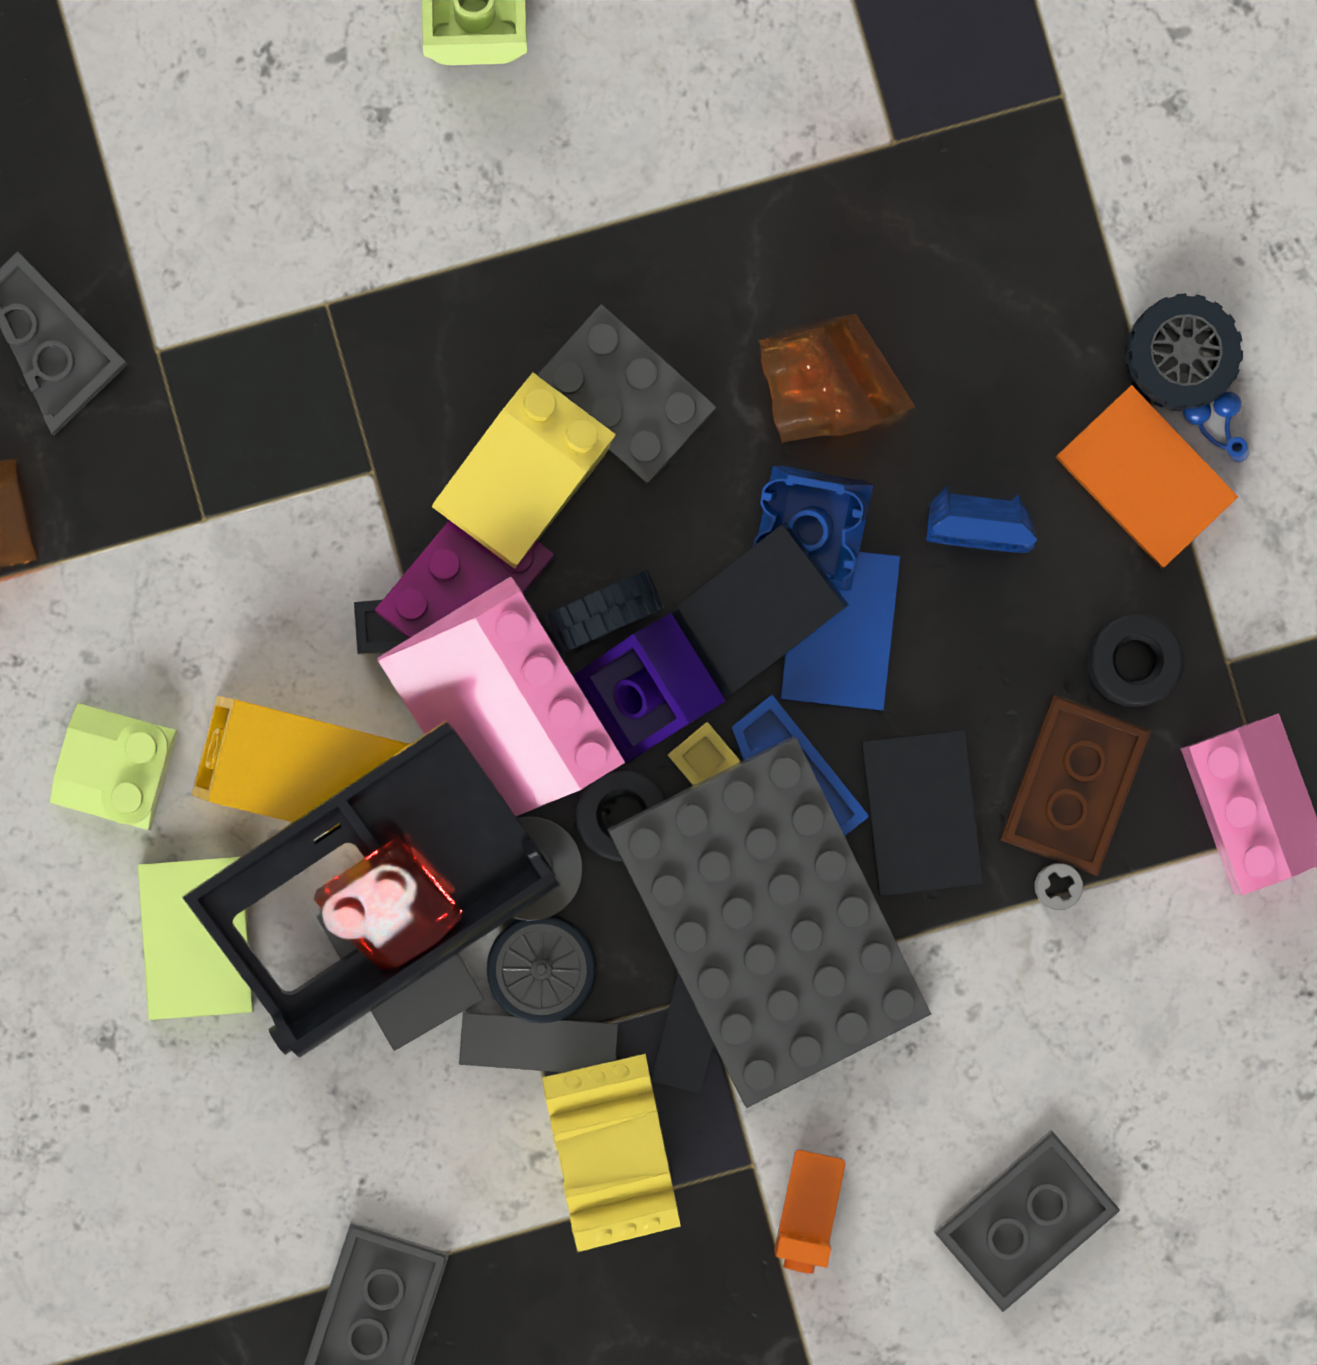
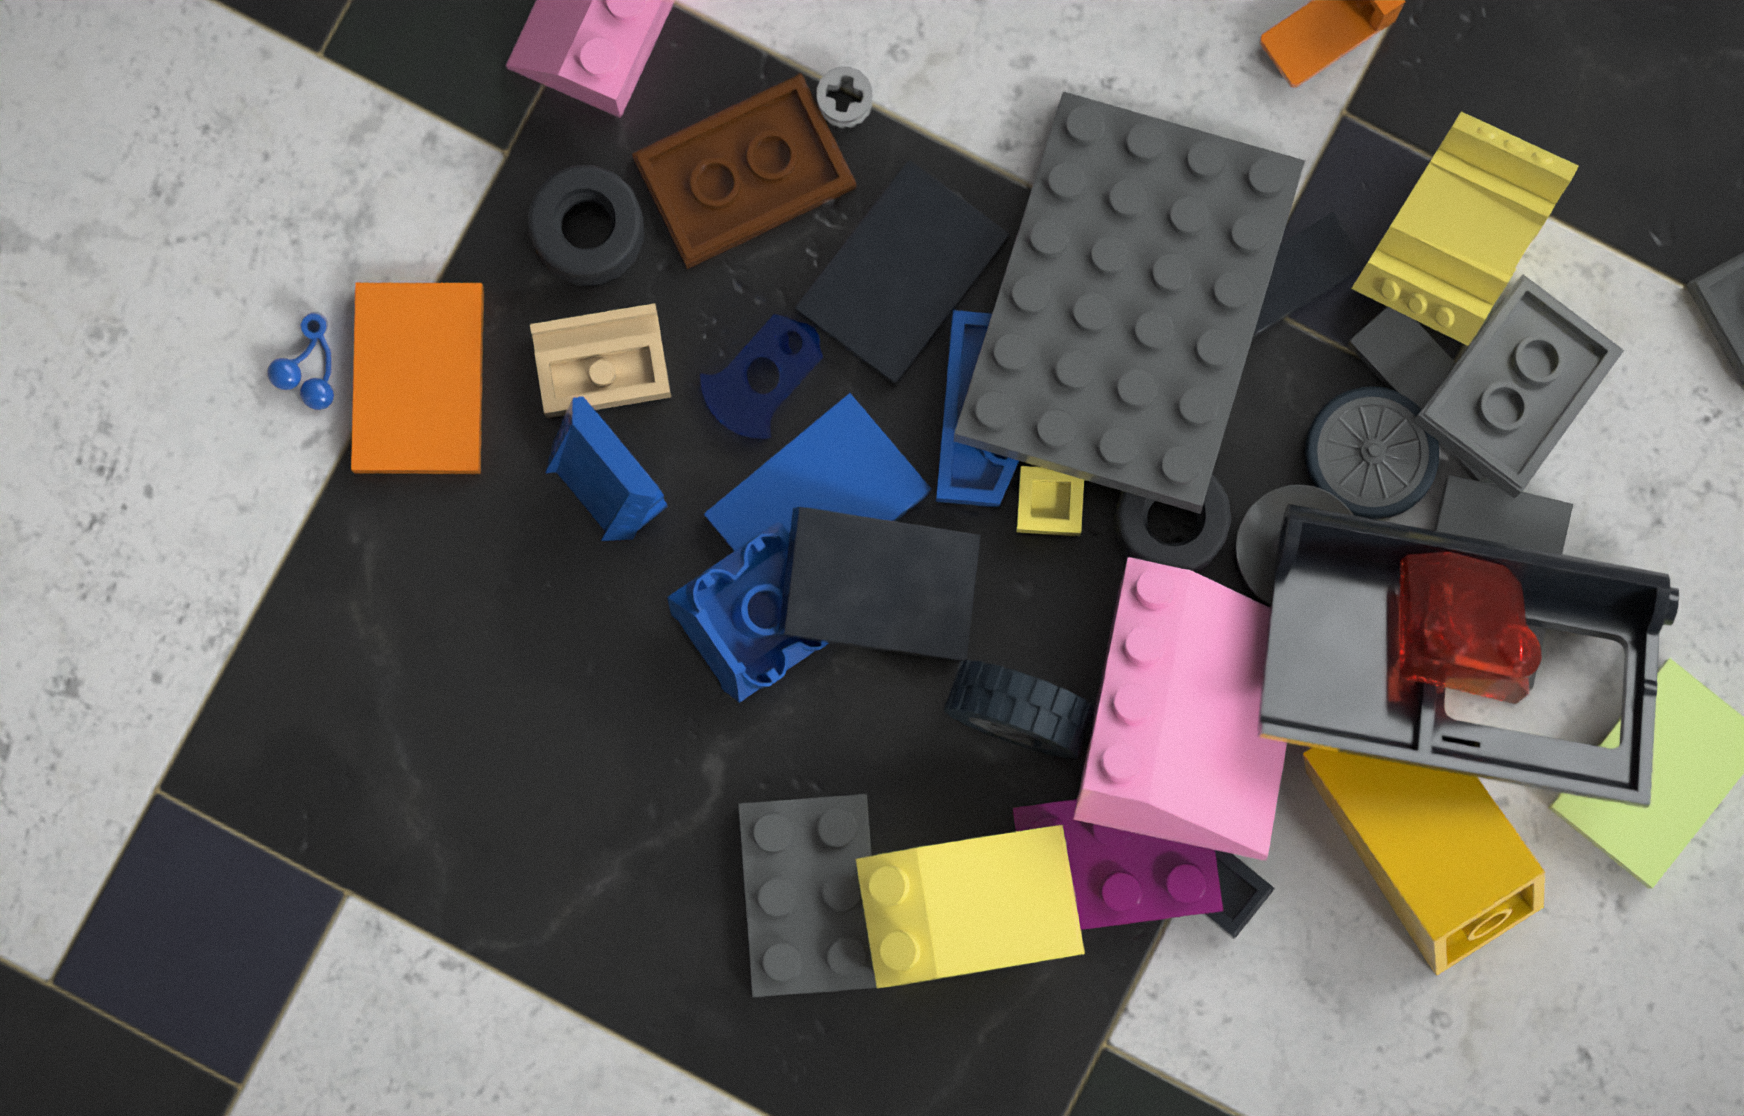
camera: 135 degrees left, 5 degrees down
(112, 766) = (1592, 999): yellowish green slope -> none
(491, 1091) = (1518, 386): none -> dark grey tile
(648, 687) = (1040, 607): dark purple slope -> none
(829, 380) = (616, 721): clear orange slope -> none
(949, 642) = (732, 397): none -> clear blue piece
(1048, 588) = (602, 356): none -> tan plate
(1183, 352) = (277, 454): black wheel -> none

